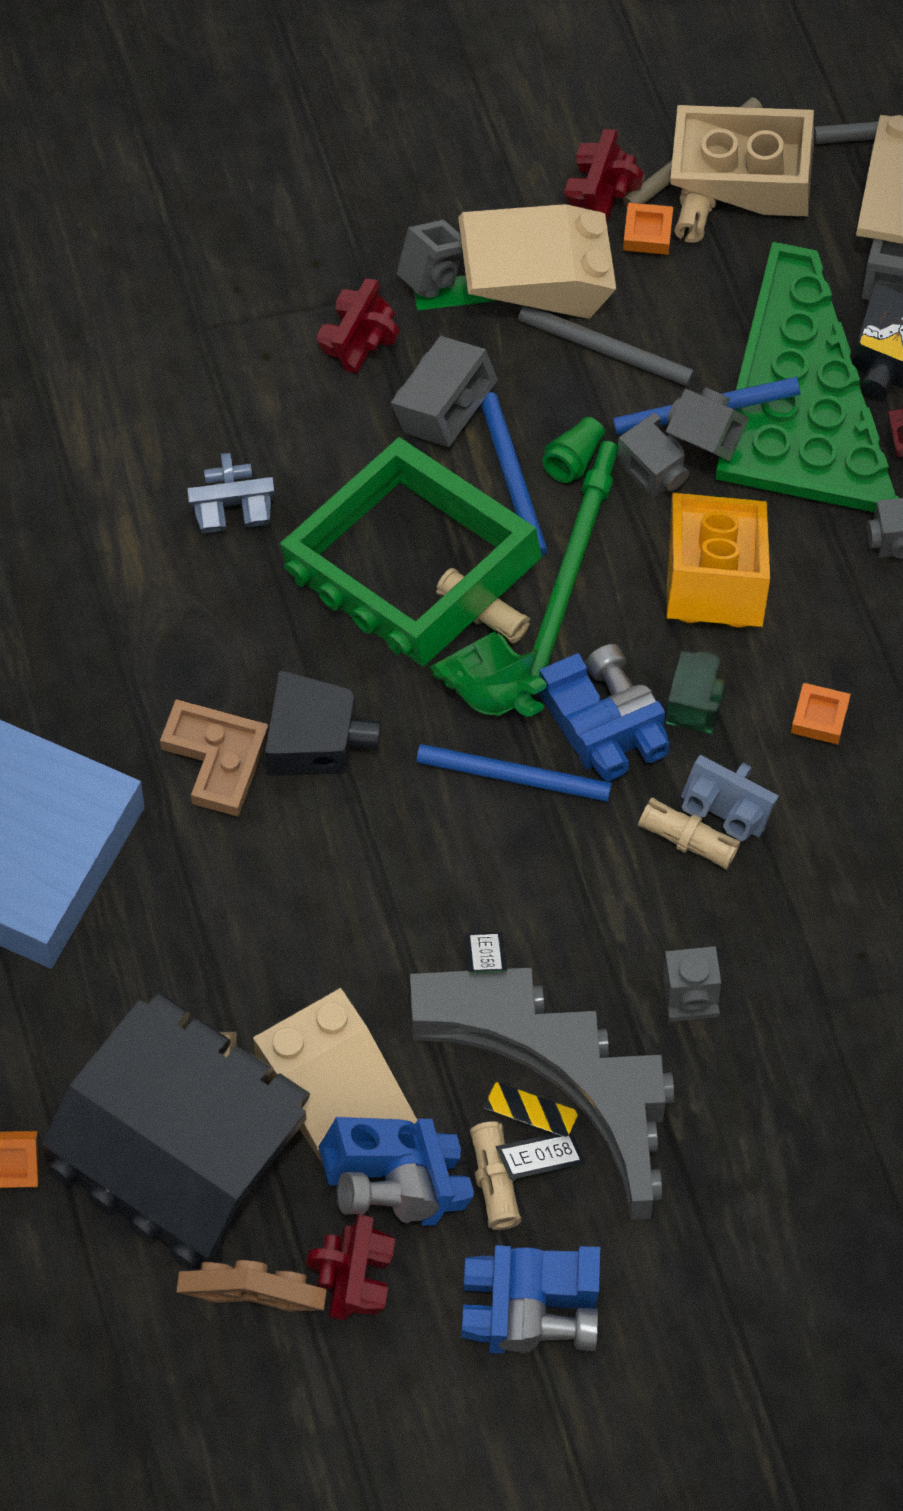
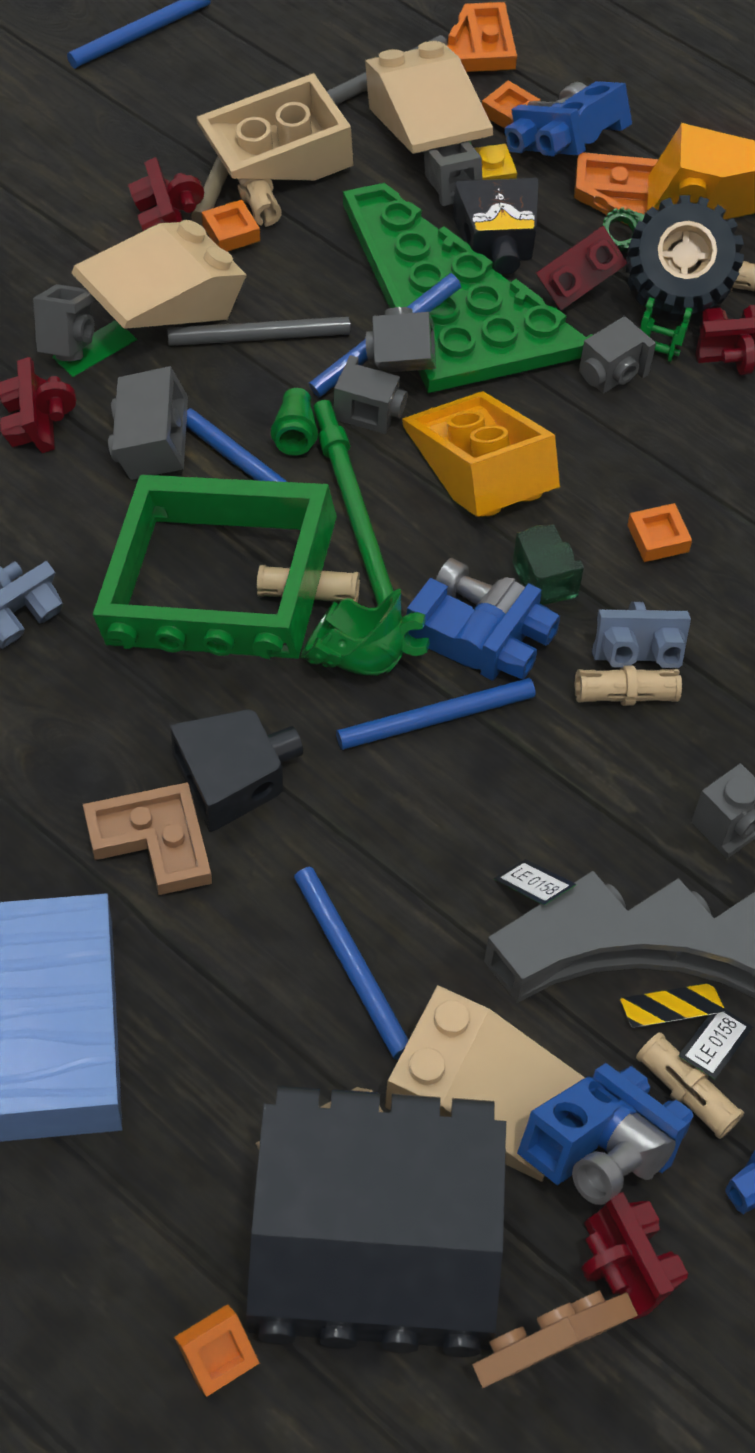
camera: 35 degrees left, 5 degrees down
(305, 928) = (352, 961): none -> blue bar

